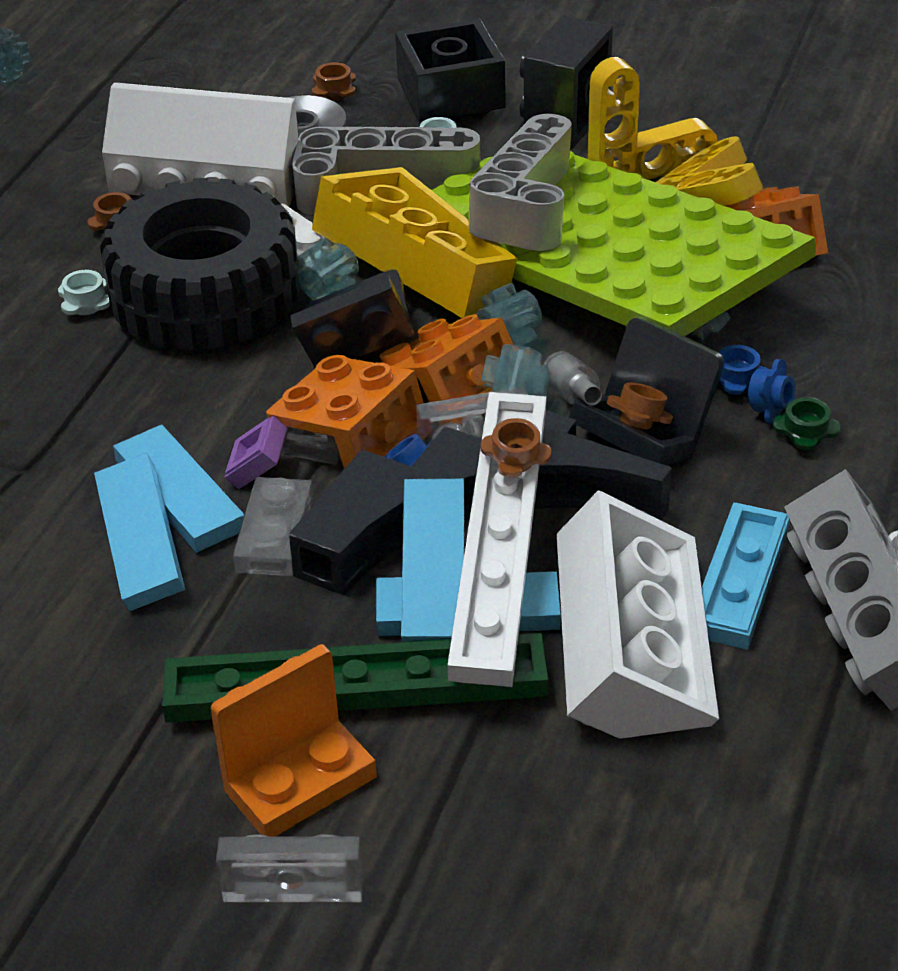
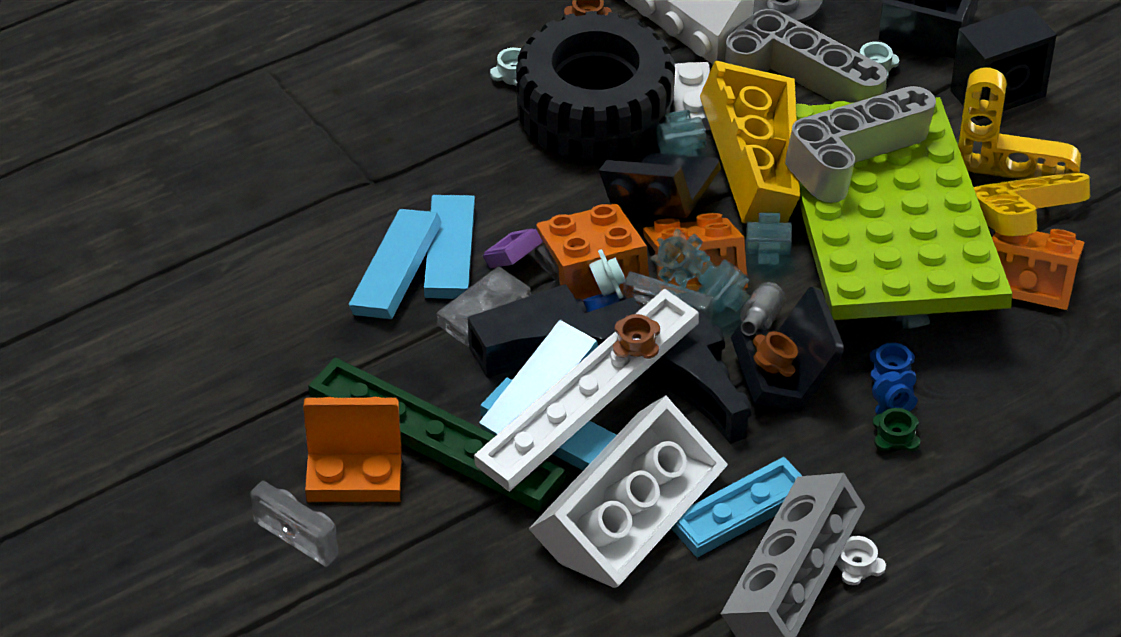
camera: 35 degrees right, 5 degrees up
(402, 417) = (608, 275): none -> light aqua plate
(454, 353) = (671, 249): none -> clear light blue gear

